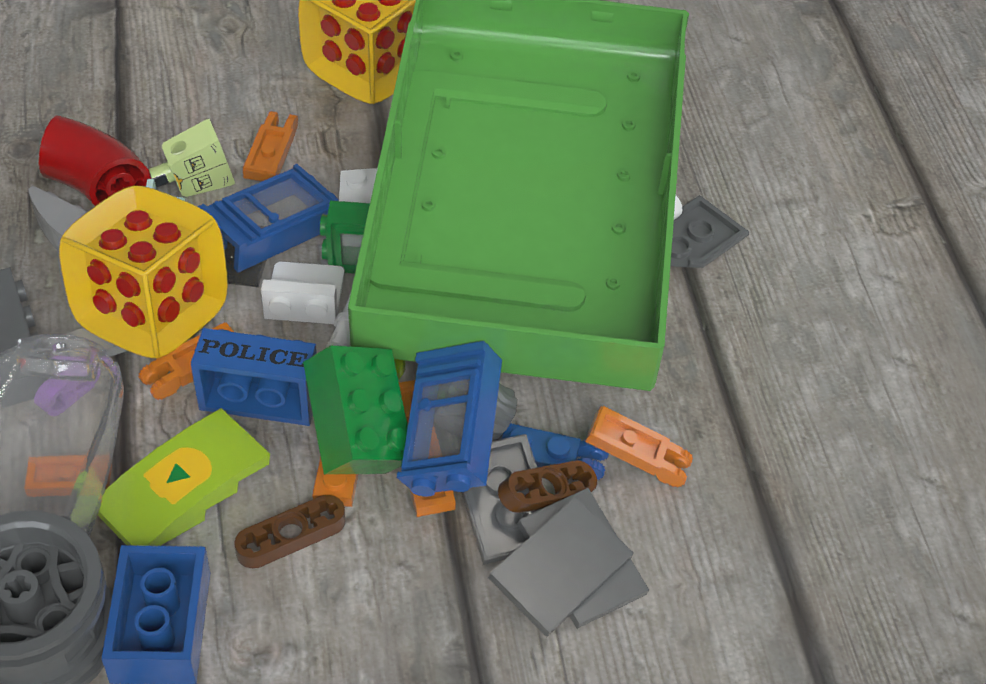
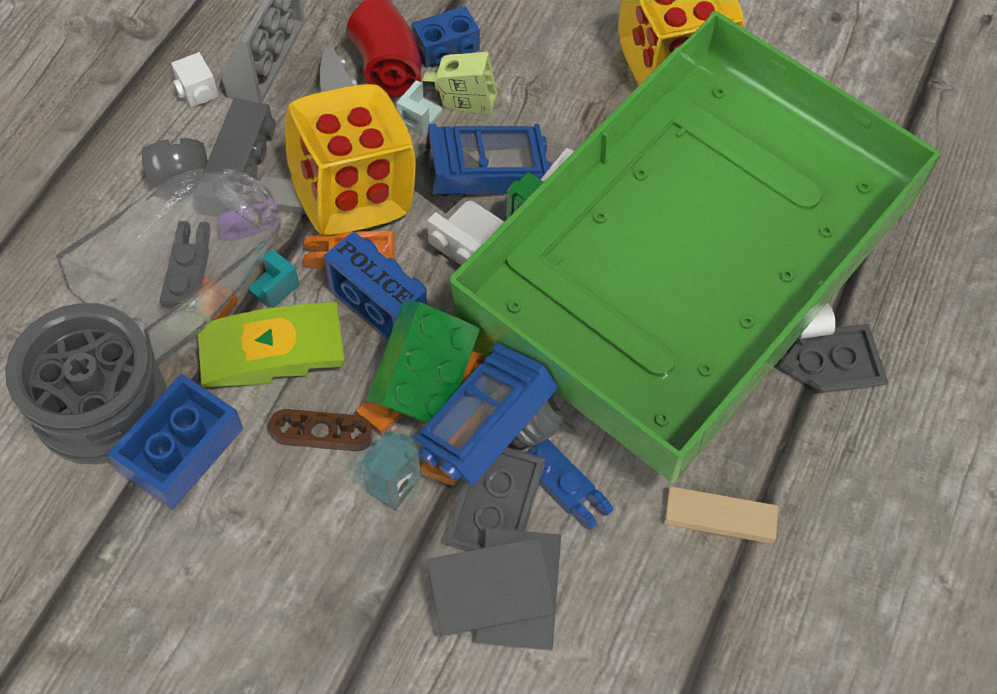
camera: 35 degrees right, 10 degrees up
(44, 453) = (186, 264): none -> dark grey hinge
(138, 425) = (276, 282): none -> teal panel
(145, 127) = (446, 35): none -> blue brick
(270, 148) = (536, 97): orange hinge -> none
(394, 519) = (391, 469): none -> clear light blue brick
(538, 496) = (545, 507): reddish brown beam -> none
(639, 446) = (633, 521): orange hinge -> none
(700, 404) = (721, 515): none -> tan tile

